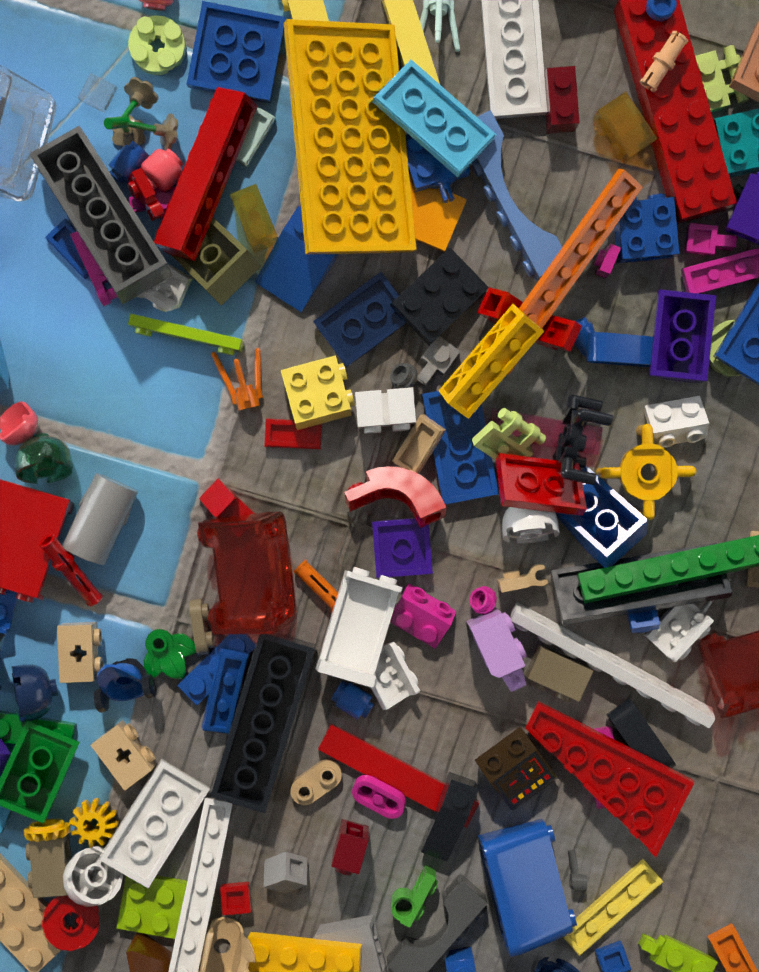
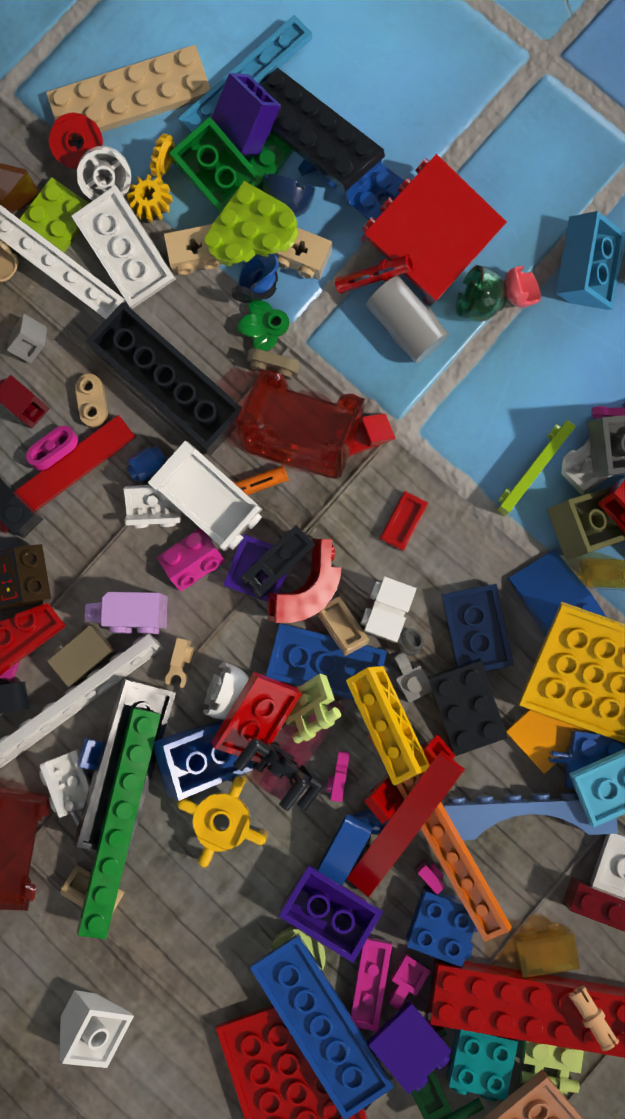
camera: 120 degrees right, 5 degrees down
(48, 866) = (132, 143): dark tan brick -> none
(79, 708) = (251, 226): none -> lime plate
(198, 681) = (232, 361): blue plate -> none
(224, 691) = (208, 358): blue tile -> none
(235, 898) = (26, 287): red plate -> none
(246, 396) = (457, 493): orange plant -> none
(317, 392) = (431, 557): light yellow brick -> none
(386, 532) = (278, 560): none -> black plate
(483, 600) = (178, 619): dark pink plate -> none
(564, 384) = (337, 782): none -> dark pink plate
(571, 304) = (406, 823): none -> red tile
(677, 421) = (254, 871): white bracket -> none

